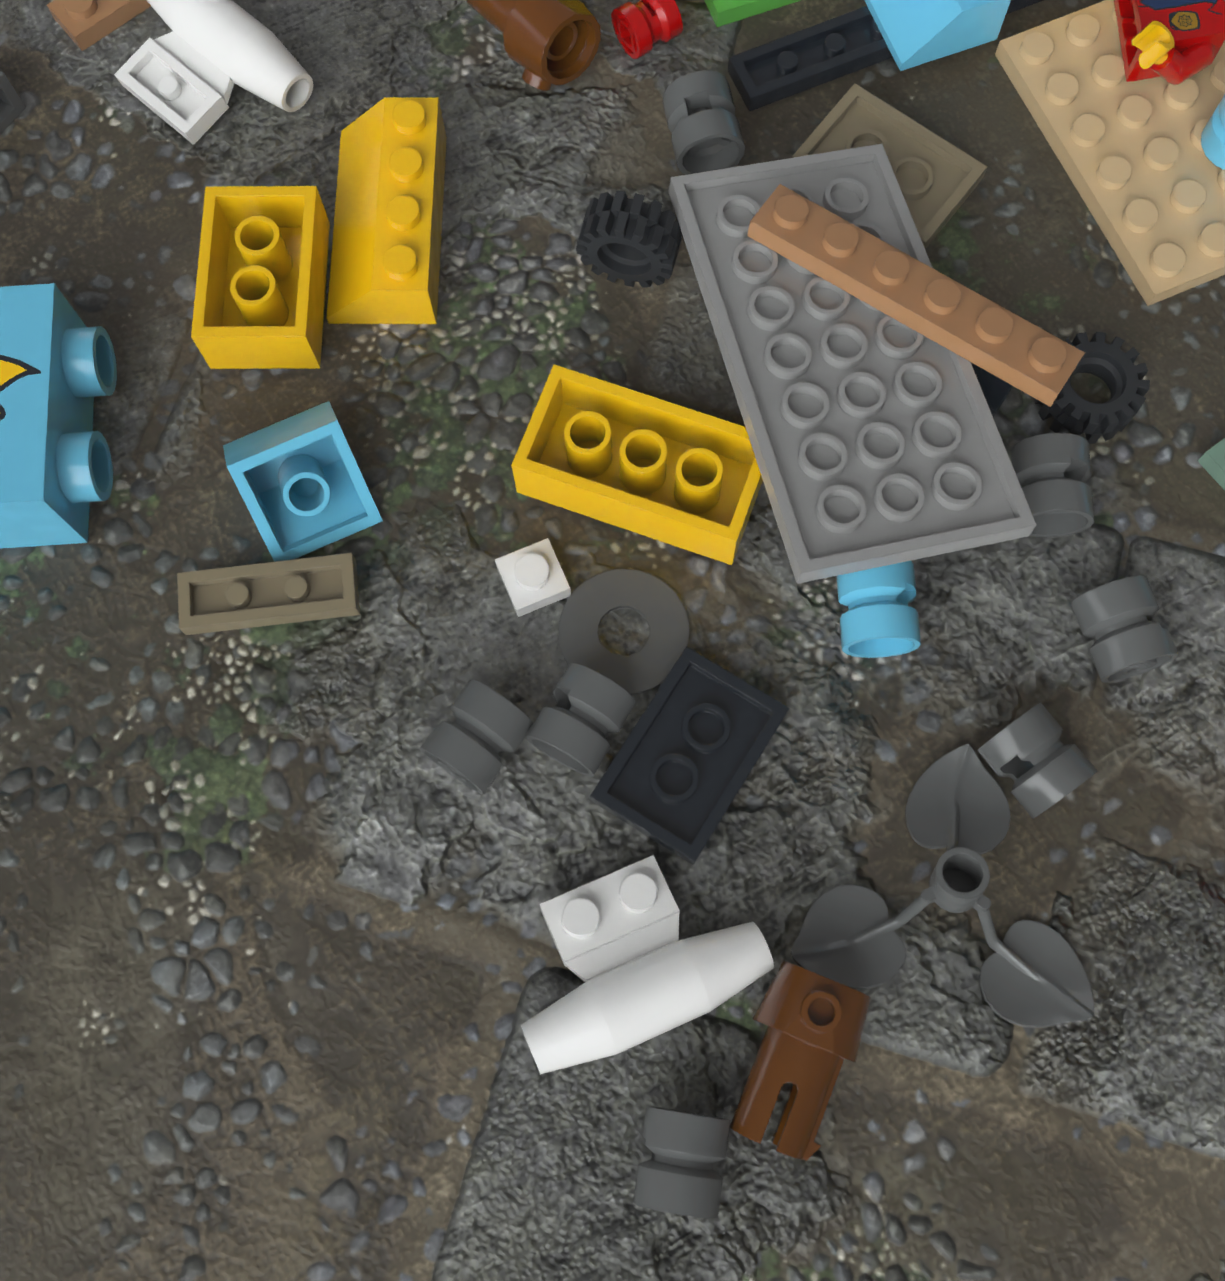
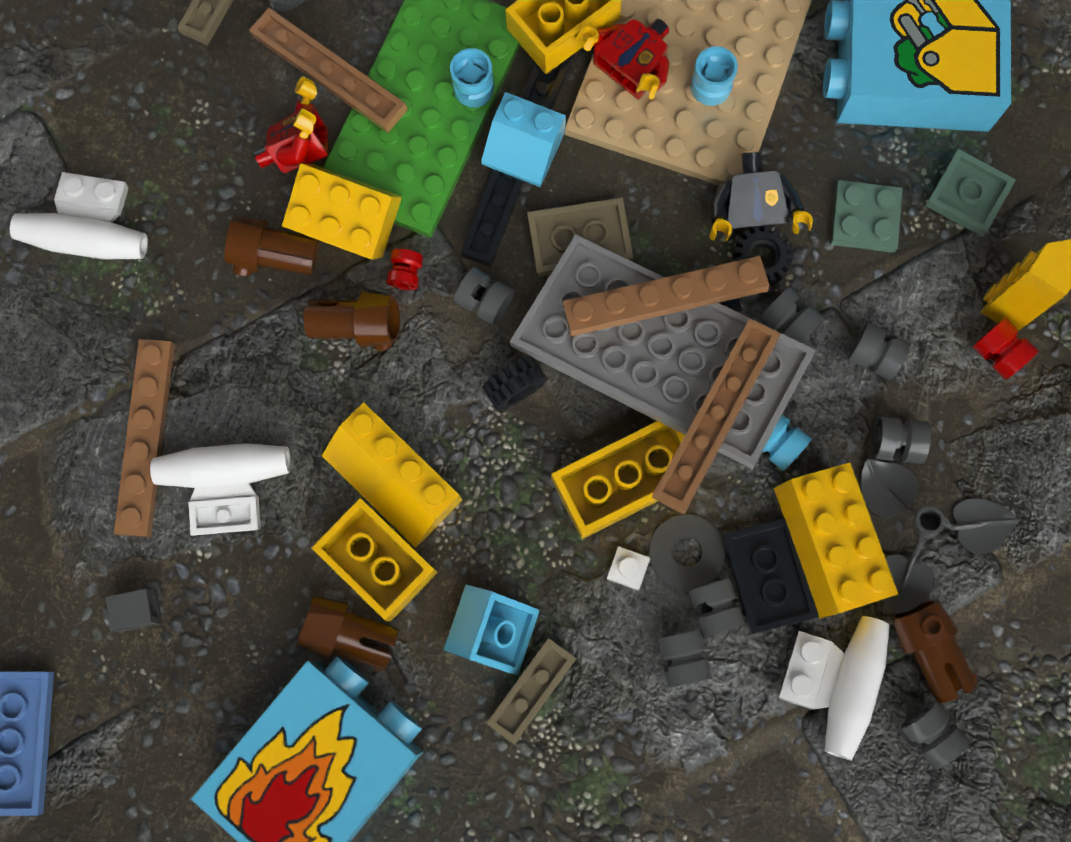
camera: 45 degrees left, 5 degrees up
(136, 303) = (336, 631): none -> reddish brown piece
(816, 467) = (716, 416): none -> medium nougat plate
(816, 790) = (835, 540): none -> yellow brick
(1154, 305) = (755, 200): none -> torso

